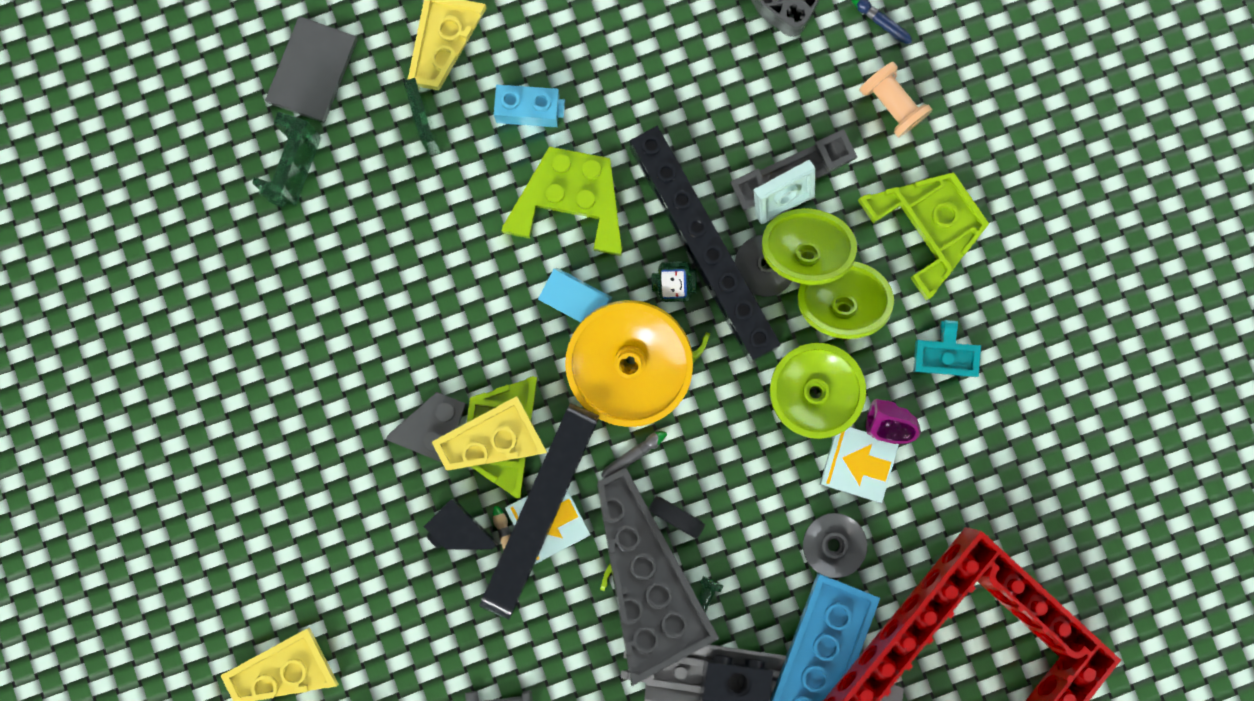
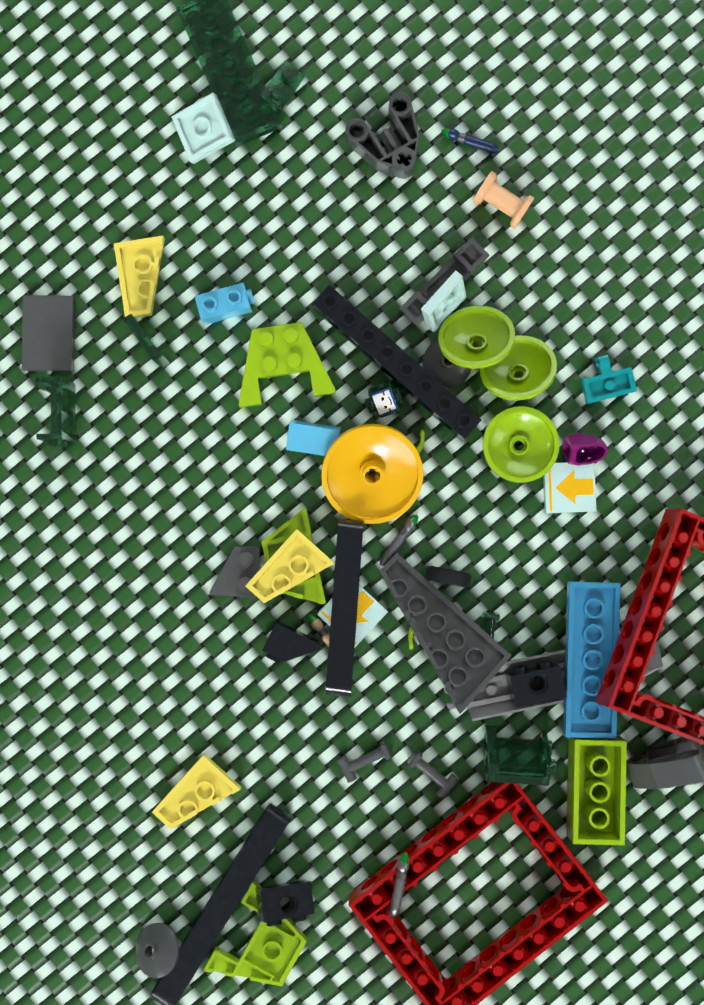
camera: 15 degrees left, 5 degrees up
(851, 547) = (585, 555): dark grey dish -> none
(942, 216) = (570, 279): lime wing -> none

